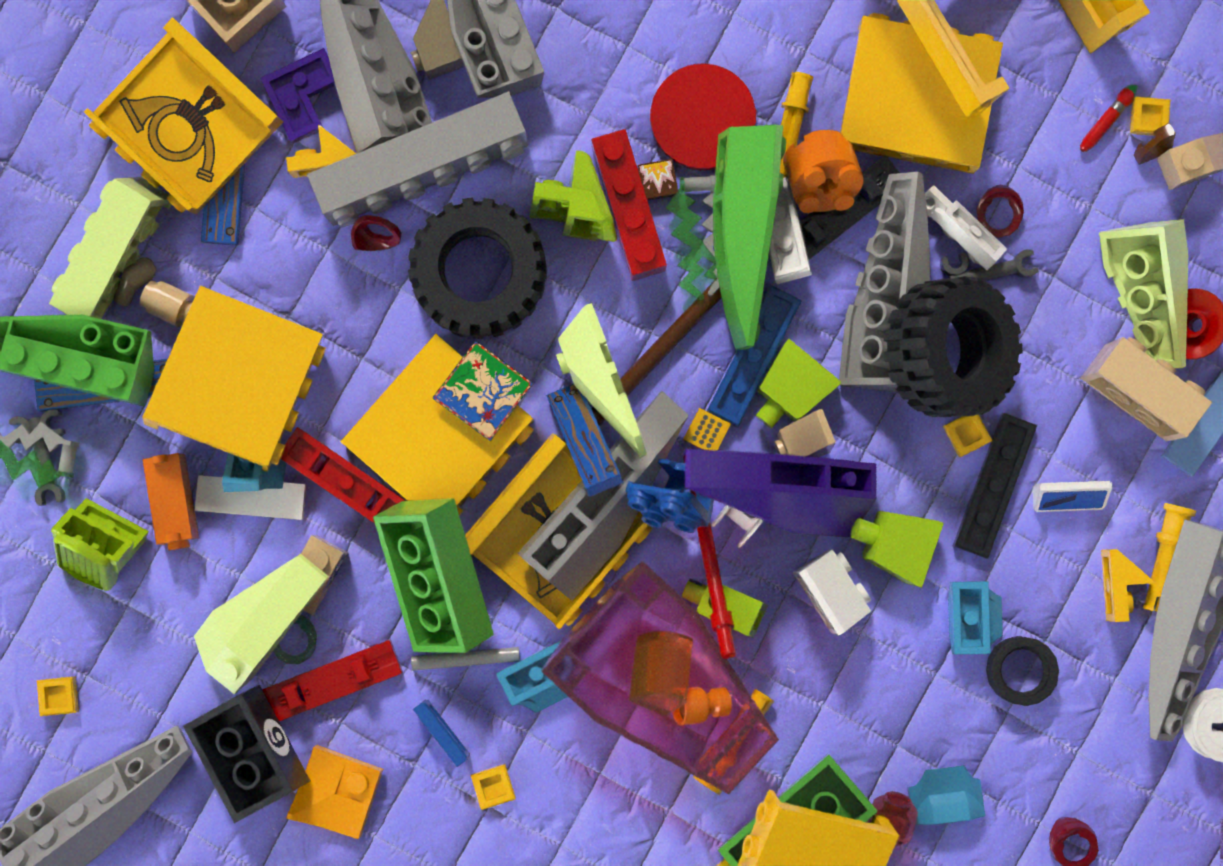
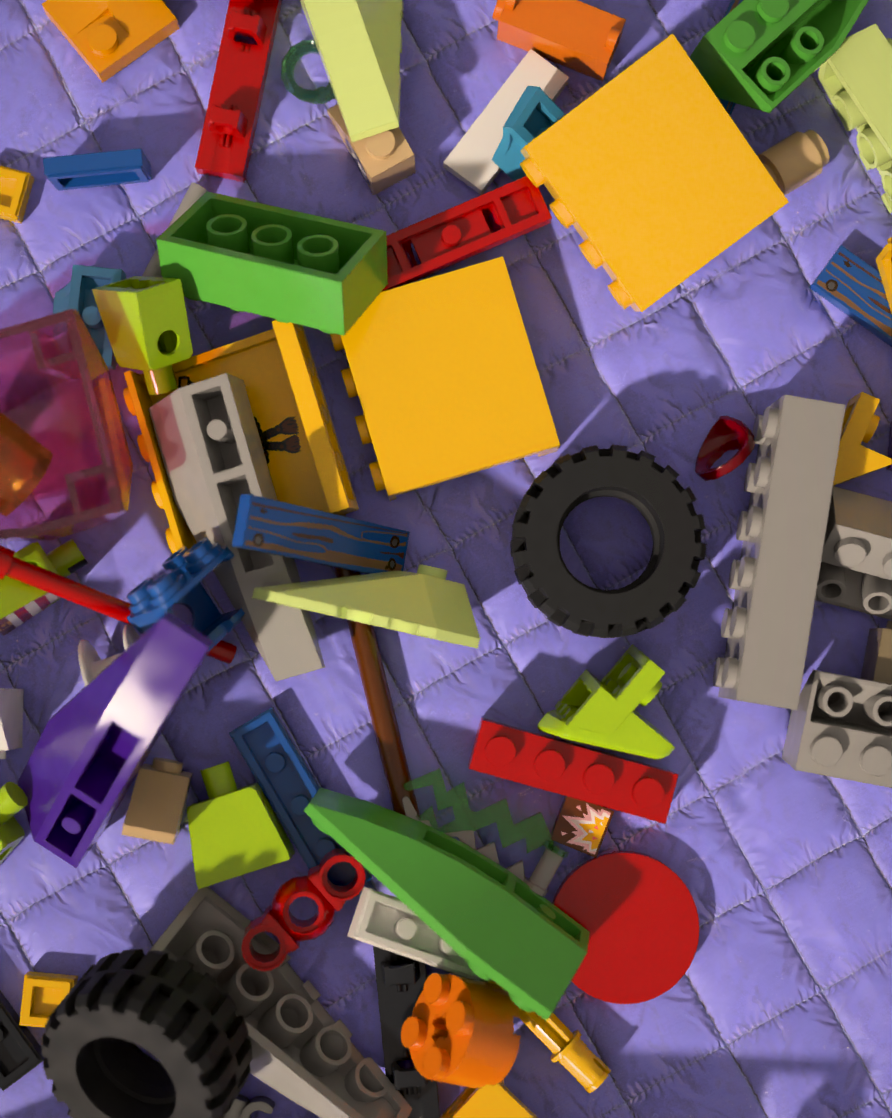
camera: 125 degrees right, 0 degrees up
(133, 278) = (844, 142): dark tan arm -> none
(483, 391) = (456, 456): tile -> none
(521, 632) = (147, 327): none -> lime torso
(706, 431) = (247, 691): yellow tile -> none
(830, 311) = (290, 930): none -> red piece

